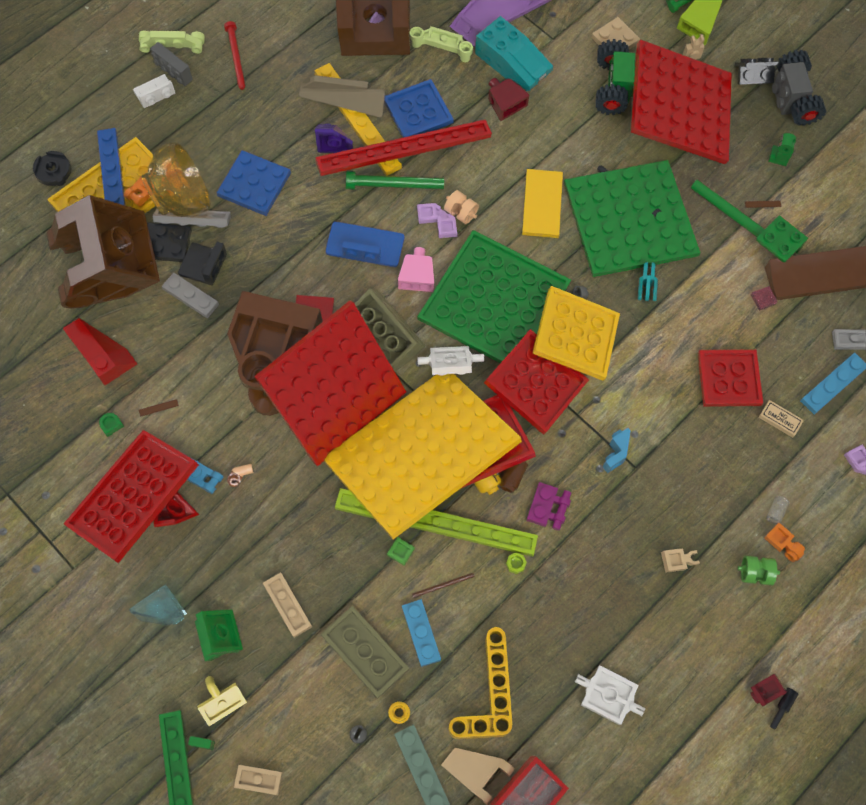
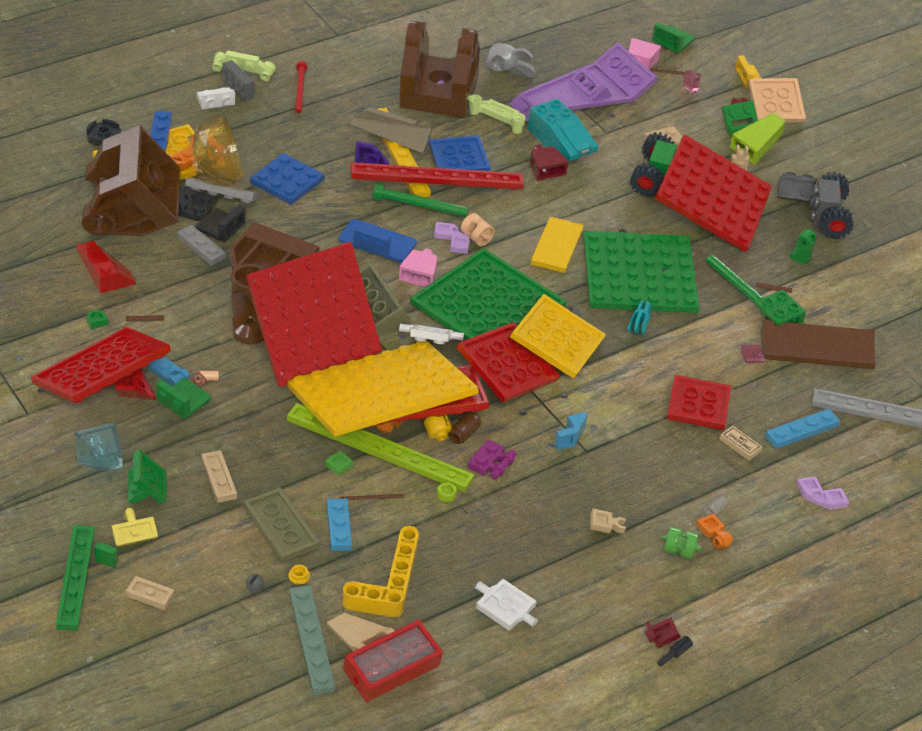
camera: 10 degrees right, 25 degrees down
(224, 509) = (181, 398): none -> green bracket

